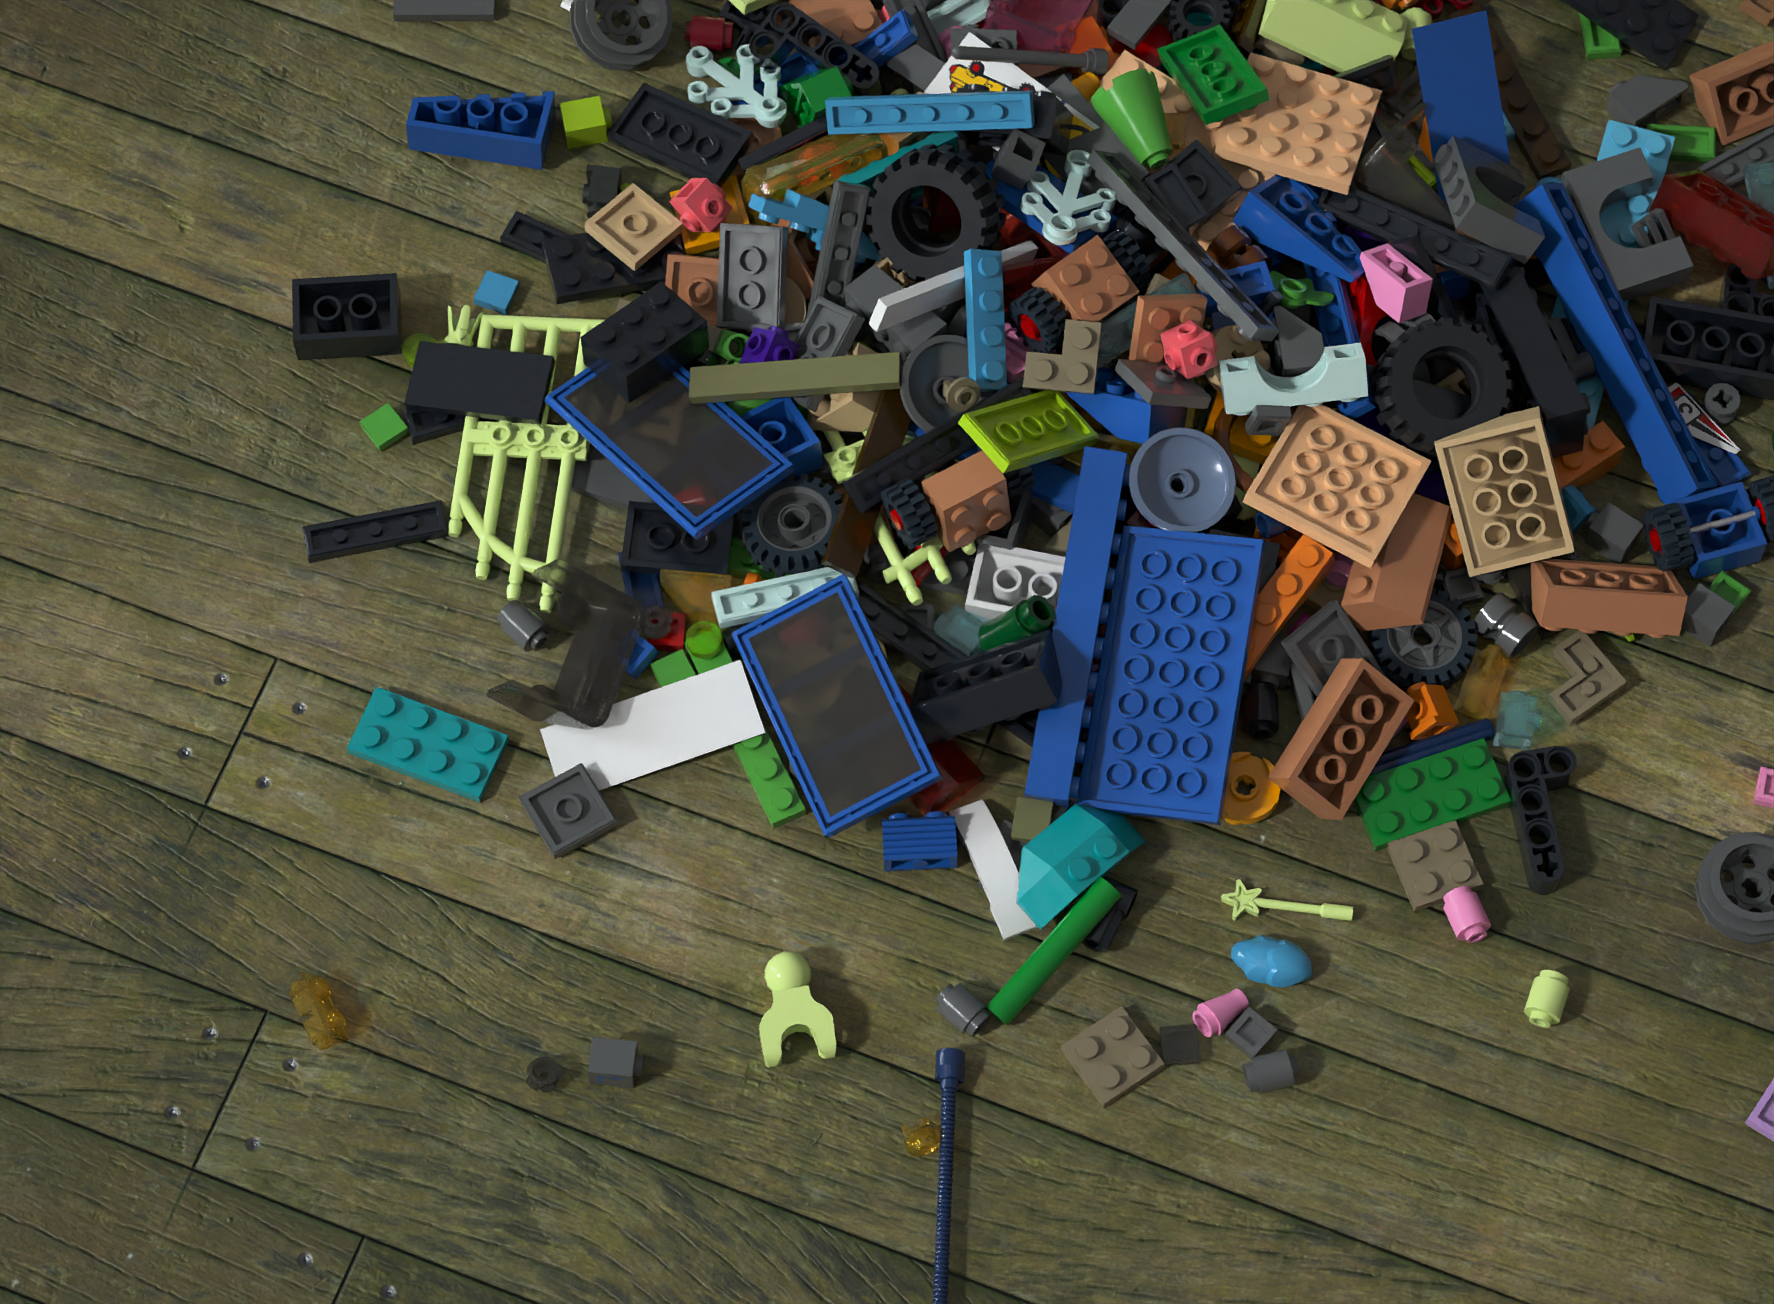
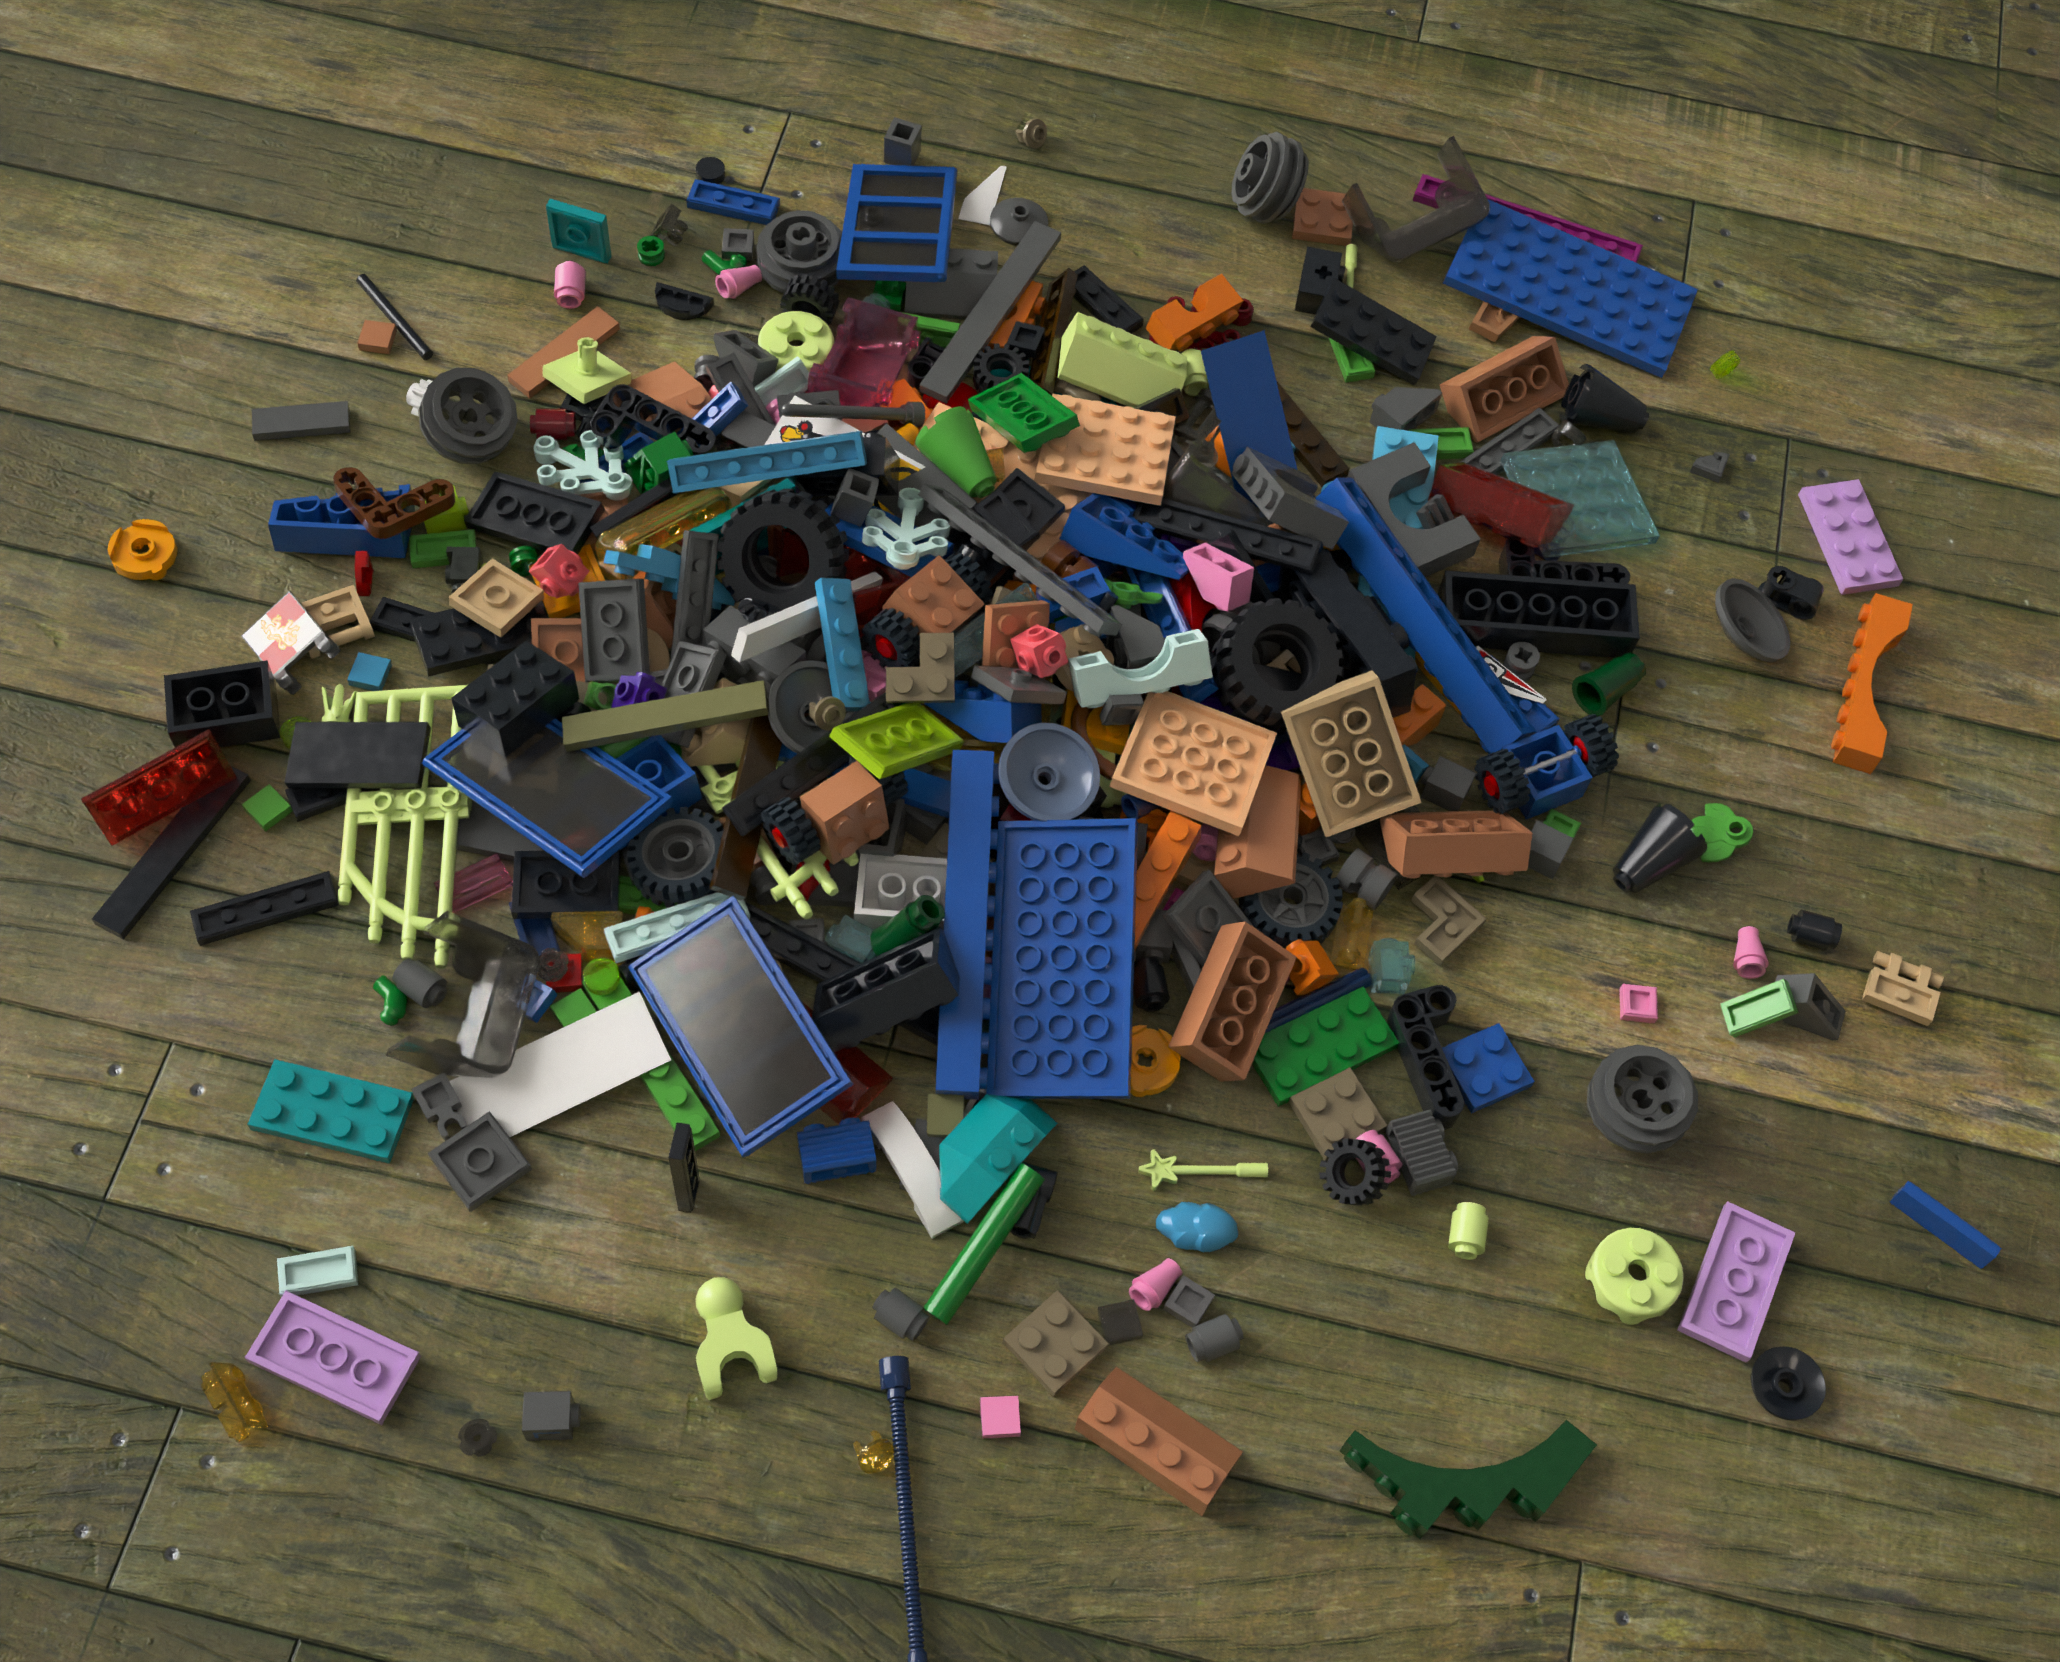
camera: 15 degrees left, 5 degrees down
(277, 152) = (150, 564): none -> light orange plate
(281, 396) = (159, 787): none -> clear red slope
(287, 460) = (166, 857): none -> black tile
(404, 899) = (318, 1271): none -> light aqua tile
(414, 246) = (285, 637): none -> flag
(414, 982) = (333, 1357): none -> lavender plate
(458, 224) = (337, 610): none -> tan plate
(497, 641) = (394, 1003): none -> green arm
(498, 184) = (363, 573): none -> red tile
(525, 120) = (437, 493): none -> reddish brown beam
(533, 747) = (439, 1101): none -> dark grey plate
(570, 161) = (430, 549): none -> bright green tile
(585, 516) = (473, 877): none -> clear pink tile
(663, 183) = (522, 558): none -> green bush
(767, 841) = (684, 1167): none -> black tile
(902, 275) = (755, 609): none -> black gear
(1048, 1120) = (1000, 1417): none -> bright pink tile
(1199, 1161) = (1157, 1440): none -> nougat slope
(1421, 923) = (1374, 1172): none -> black tyre
(1506, 1252) = (1474, 1493): none -> dark green arch
(1514, 915) = (1423, 1154): none -> dark grey brick
(1598, 837) = (1487, 1068): none -> blue plate
(1708, 1087) = (1622, 1293): none -> yellowish green plate

